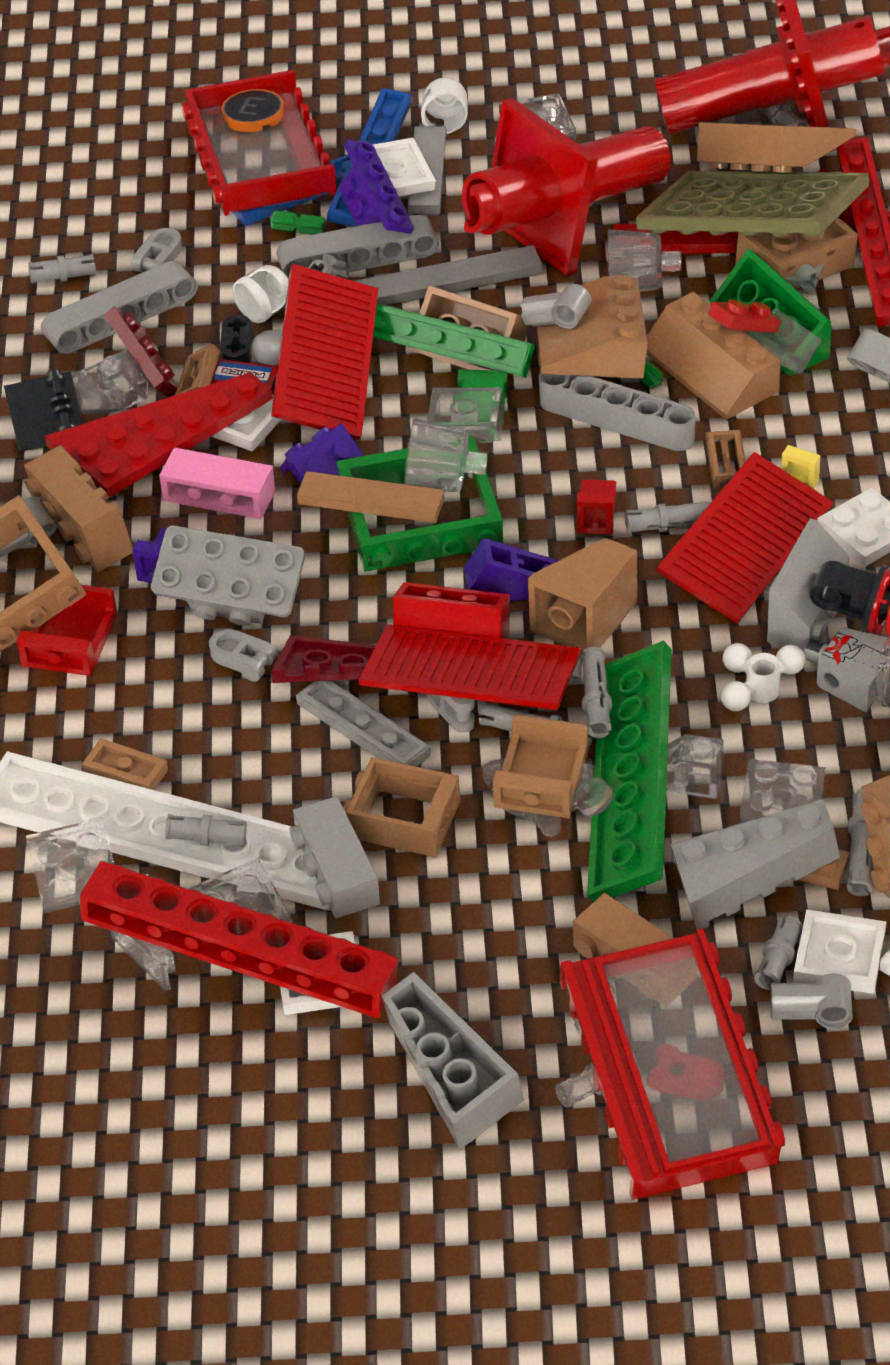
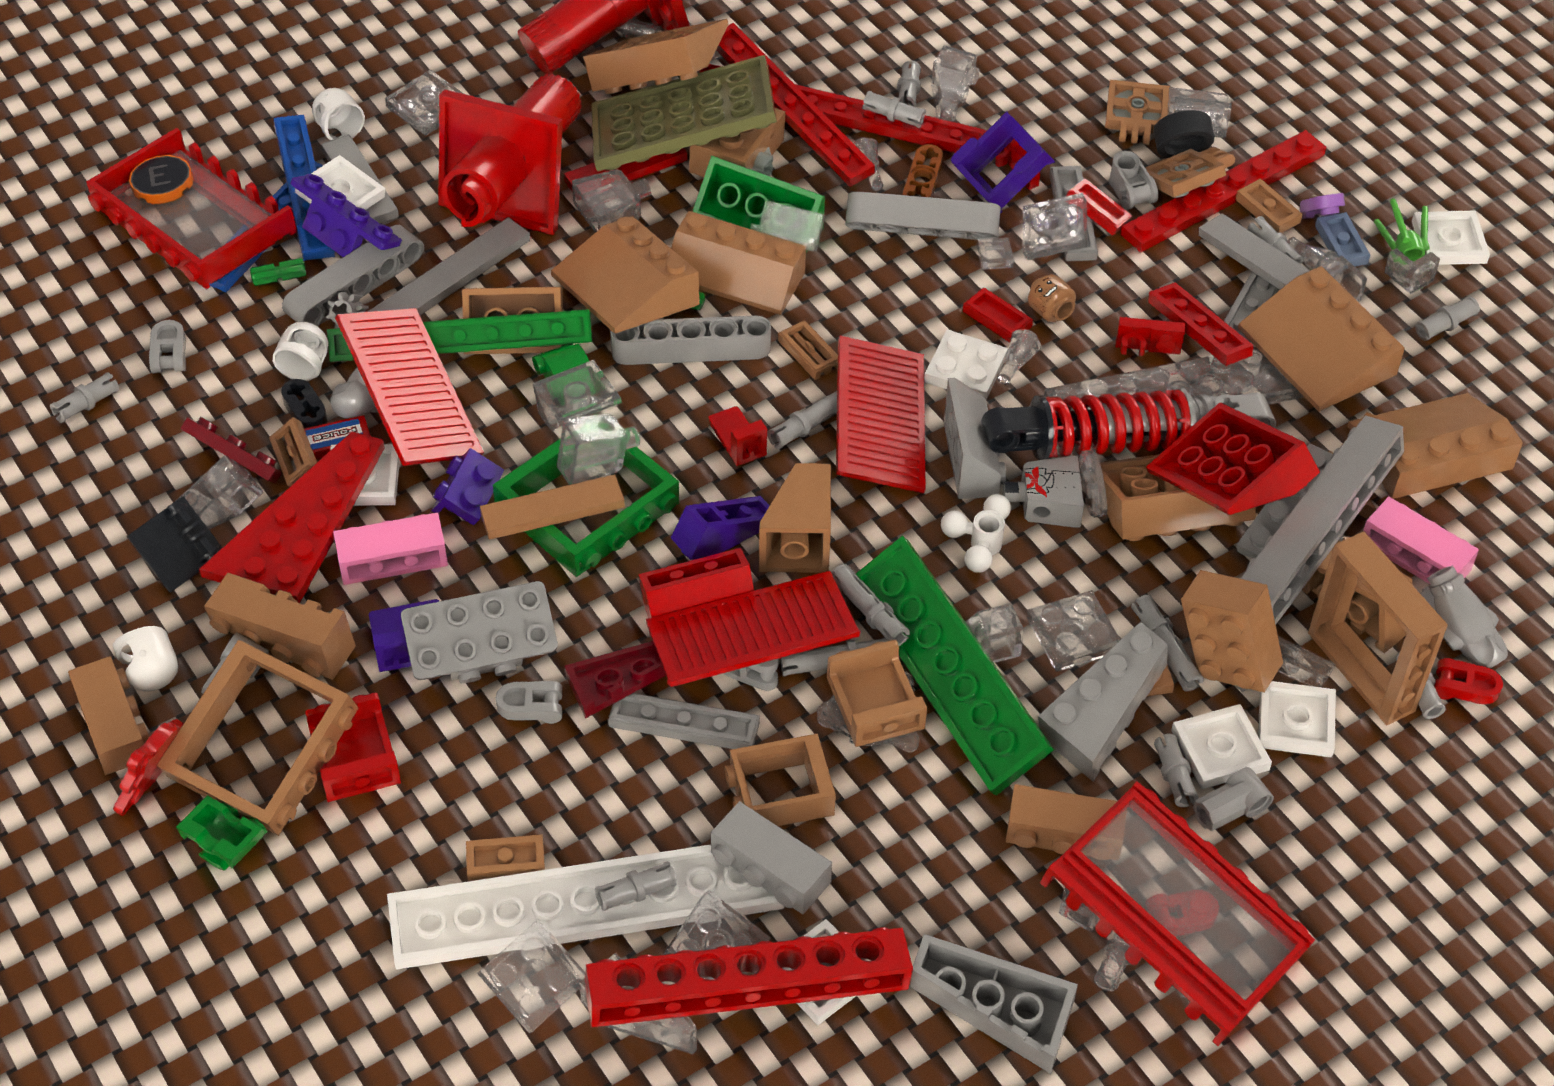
camera: 35 degrees left, 5 degrees up
(142, 295) = (160, 423): light grey beam -> none
(557, 308) = (600, 266): light grey piece -> none
(593, 796) = (937, 699): clear tile -> none
(745, 317) = (752, 217): red plate -> none
(801, 465) = (881, 331): light yellow plate -> none

